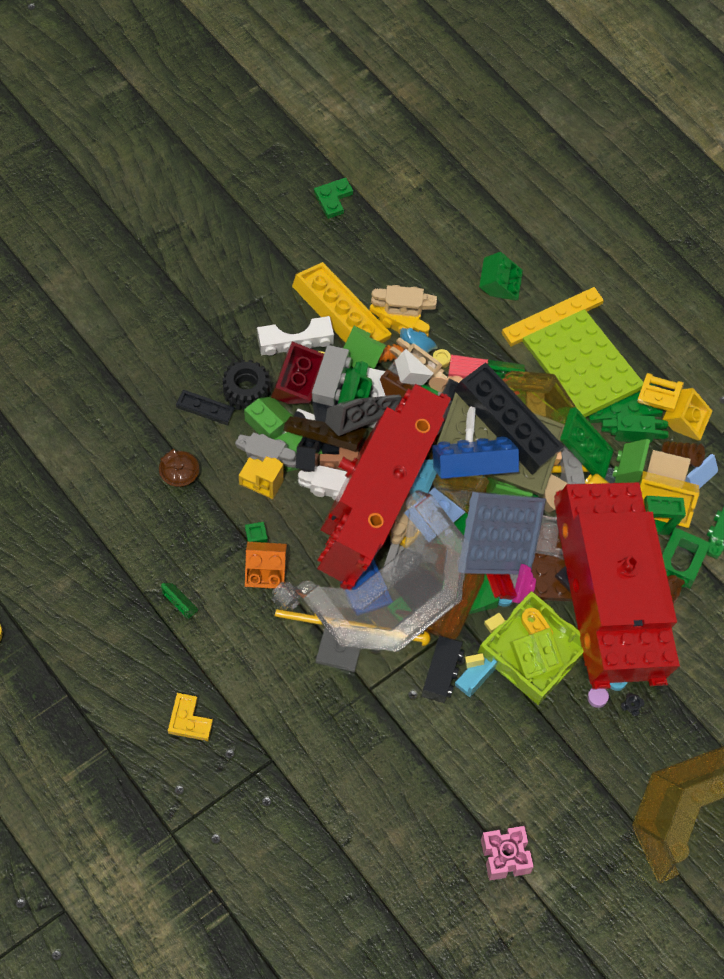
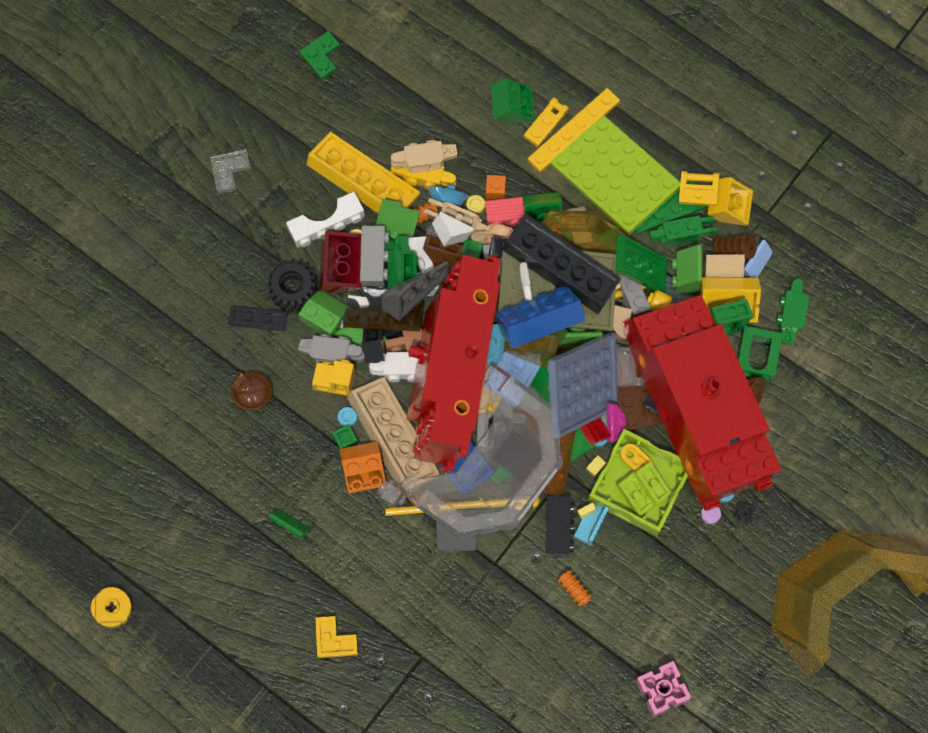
camera: 10 degrees left, 10 degrees up
(216, 267) = (224, 167): none -> clear plate
(265, 515) = (347, 416): none -> medium azure tile
(301, 531) = (388, 425): none -> tan arch
(441, 729) = (574, 588): none -> orange piece
(465, 345) = (495, 187): none -> orange brick
(528, 303) = (545, 123): none -> yellow plate

